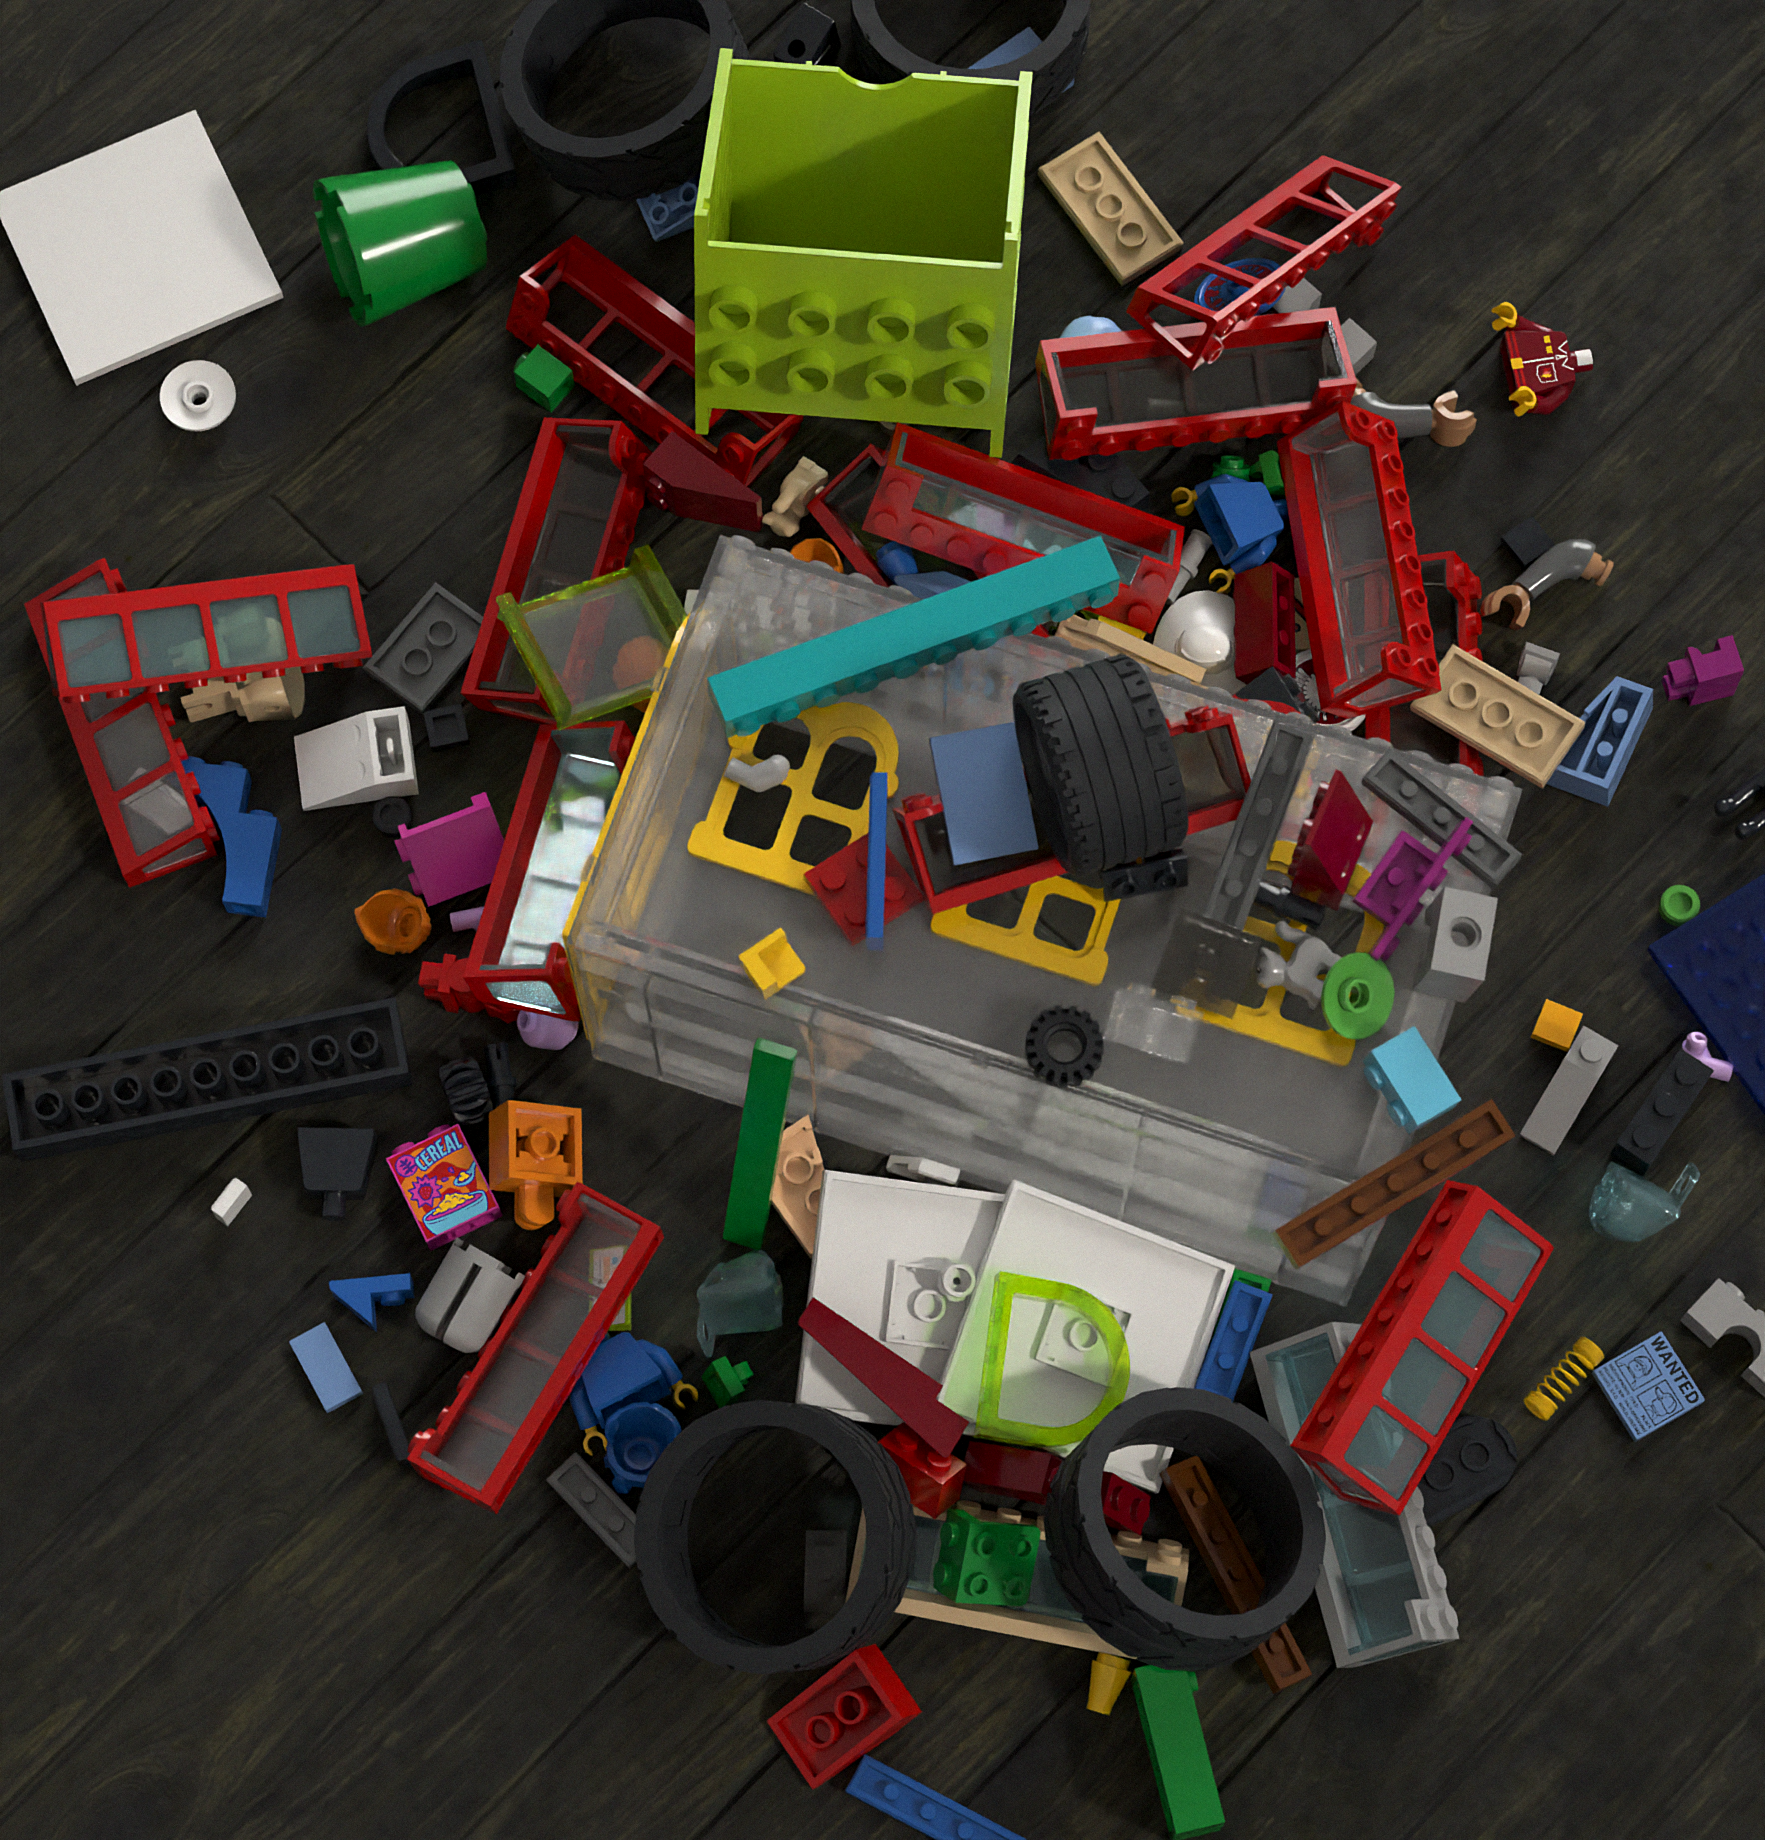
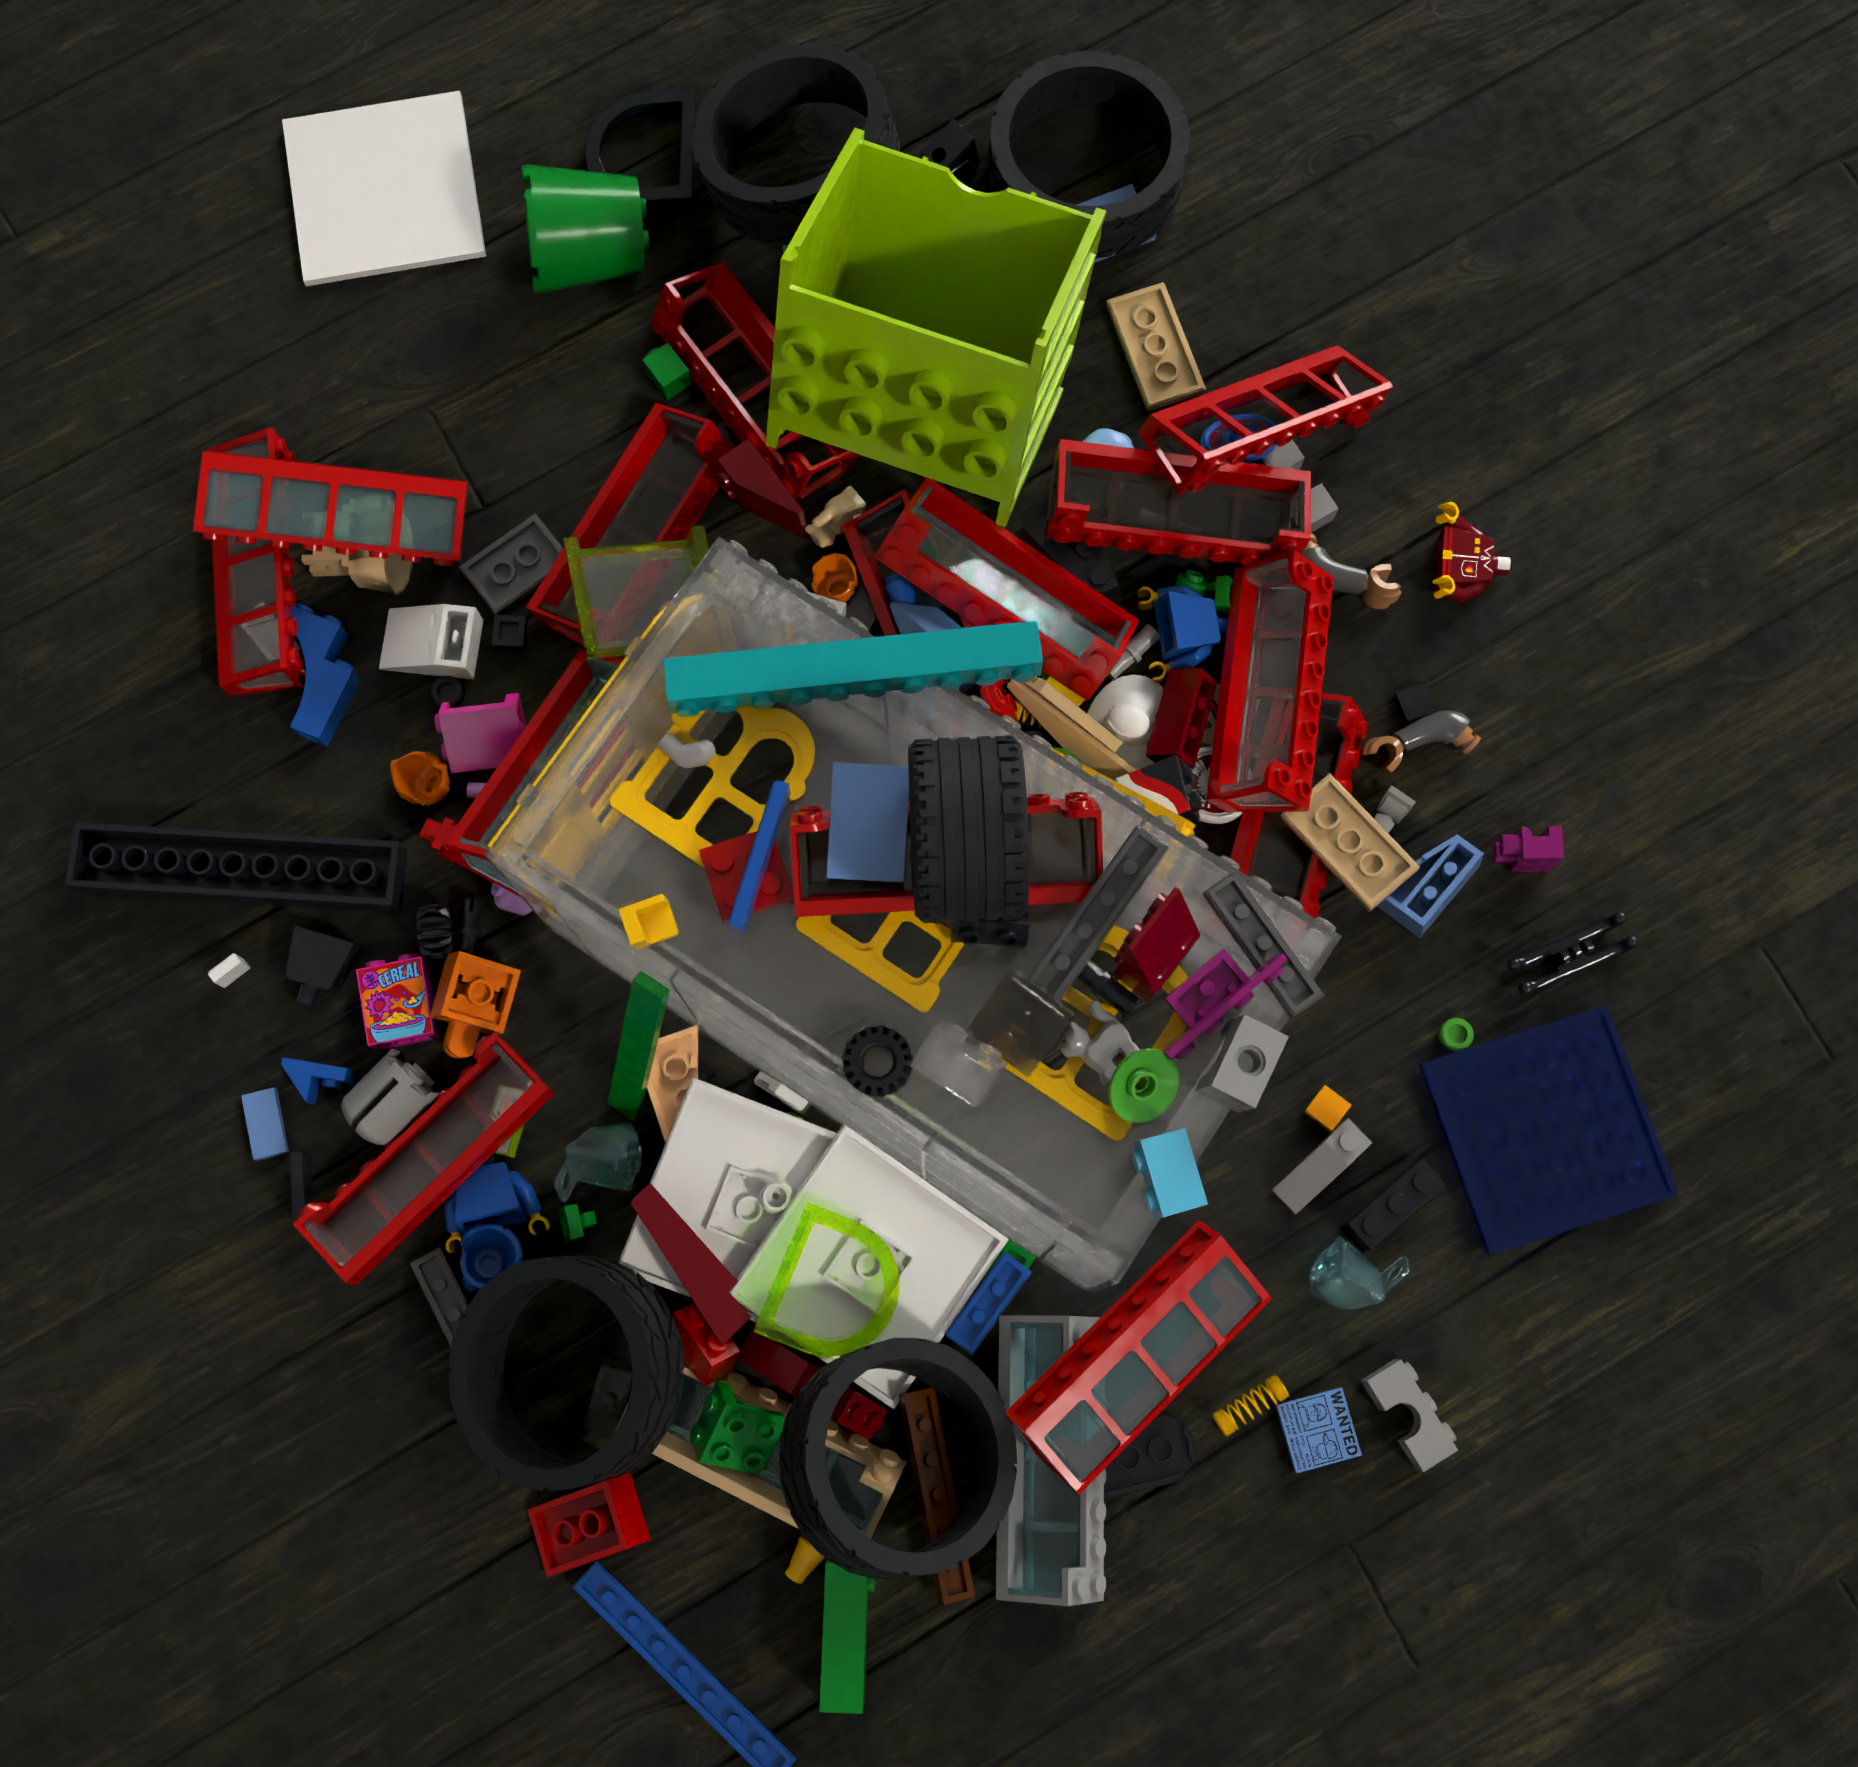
camera: 15 degrees right, 5 degrees up
(193, 381) = (391, 306): white dish -> none
(1393, 1184) = (1128, 1261): reddish brown plate -> none
(1696, 1046) = (1436, 1160): lavender arm -> none

